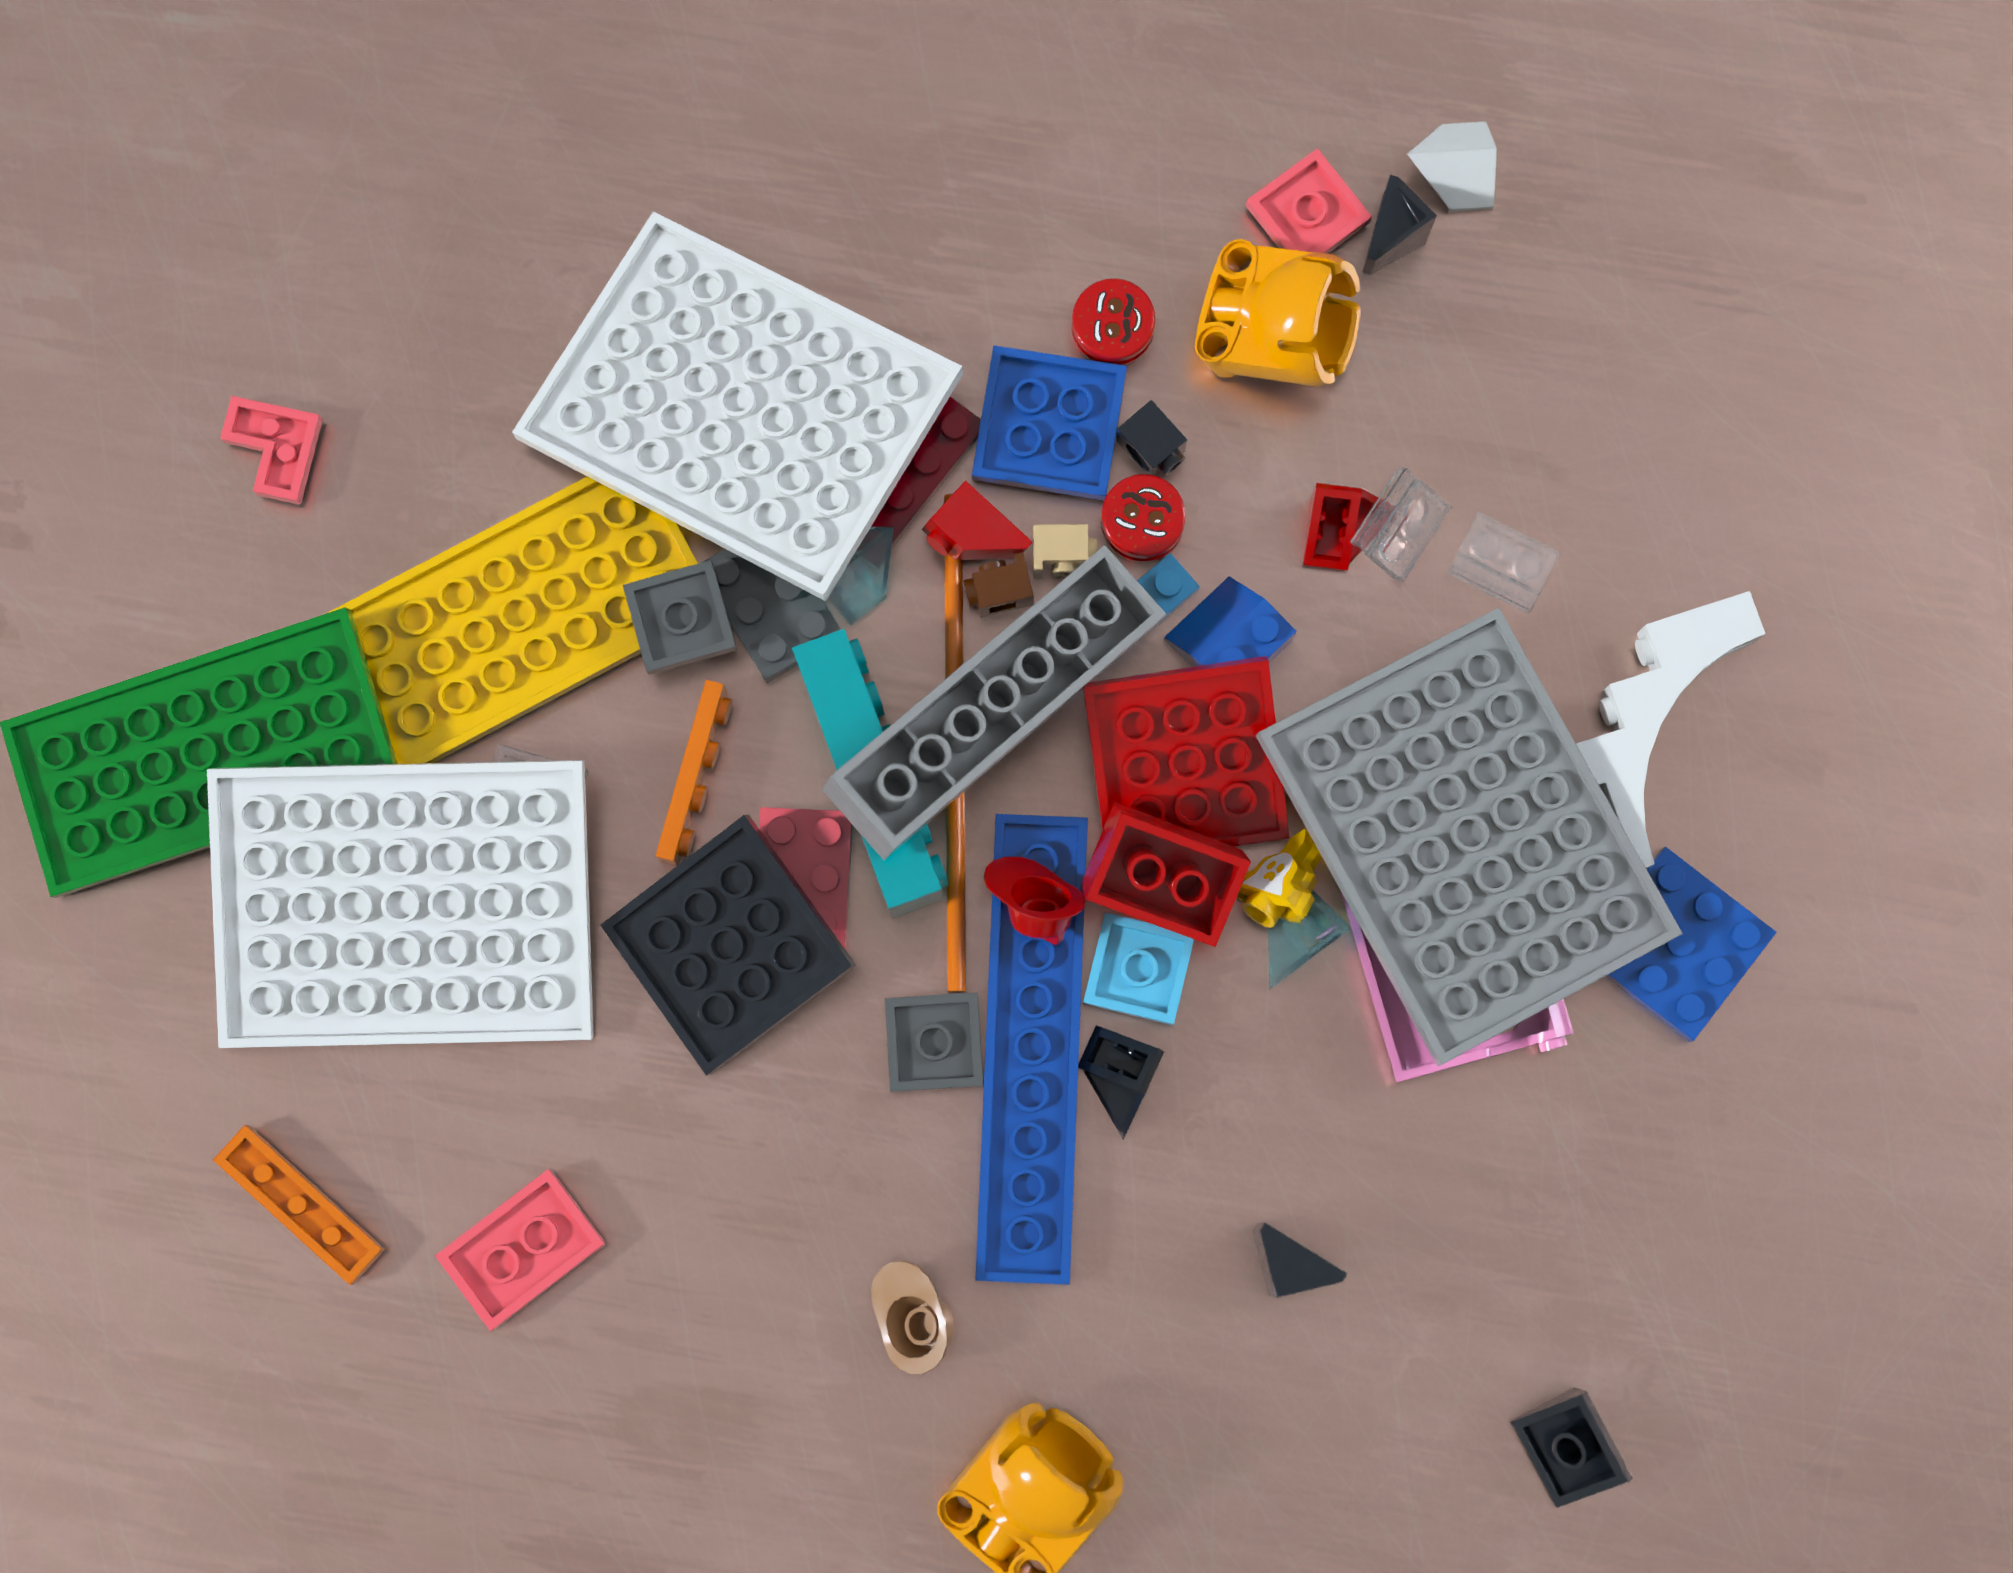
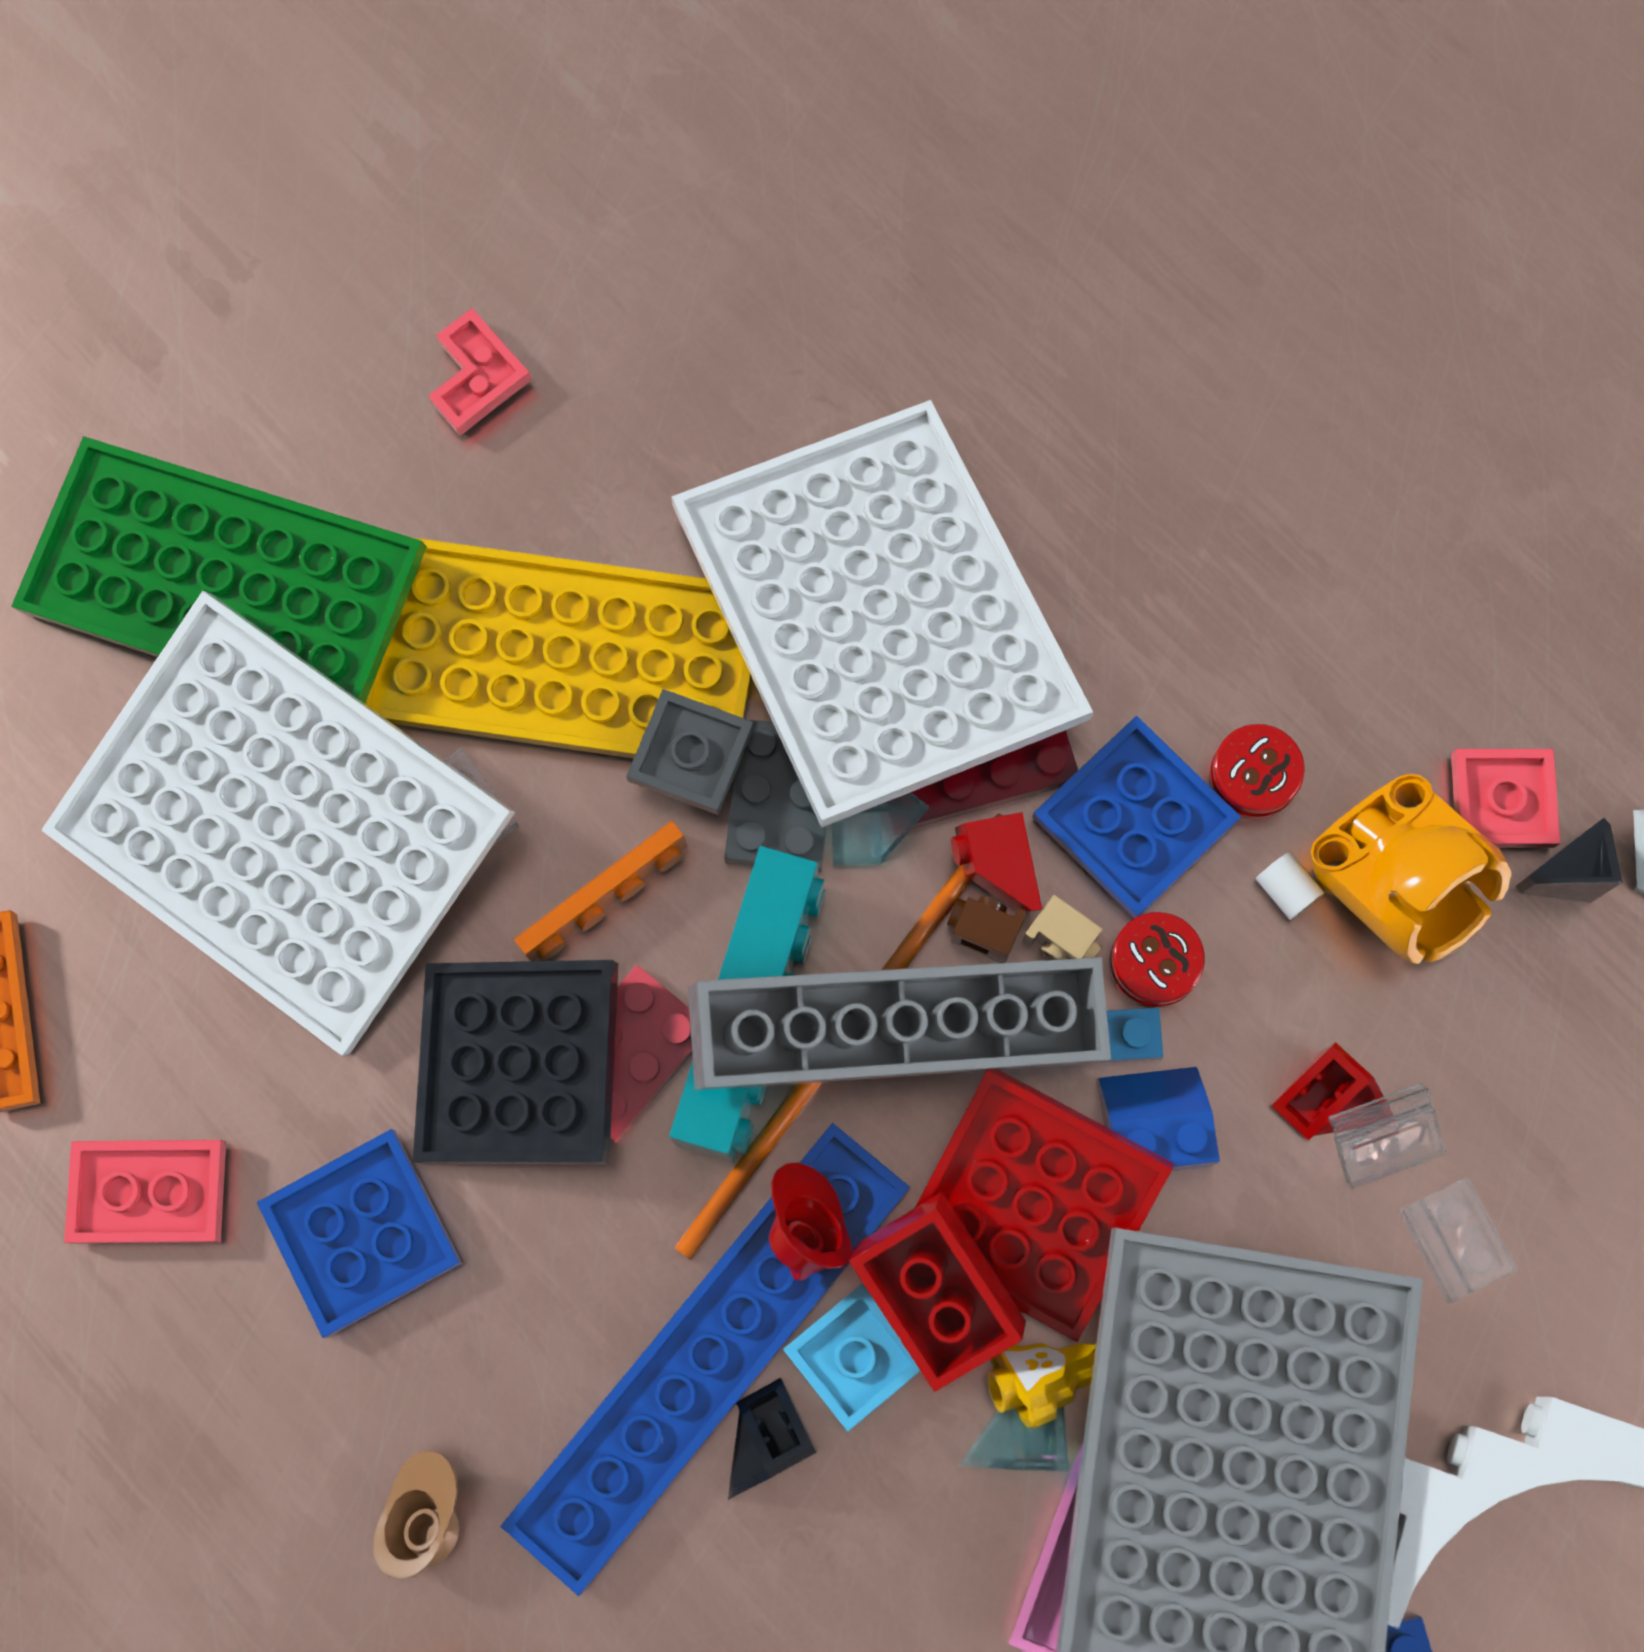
camera: 40 degrees right, 5 degrees down
(706, 1157) = (359, 1233): none -> blue plate
(934, 1042) = (627, 1283): dark grey plate -> none
(1152, 440) = (1215, 898): black brick -> none
(1199, 391) = (1289, 885): none -> white piece

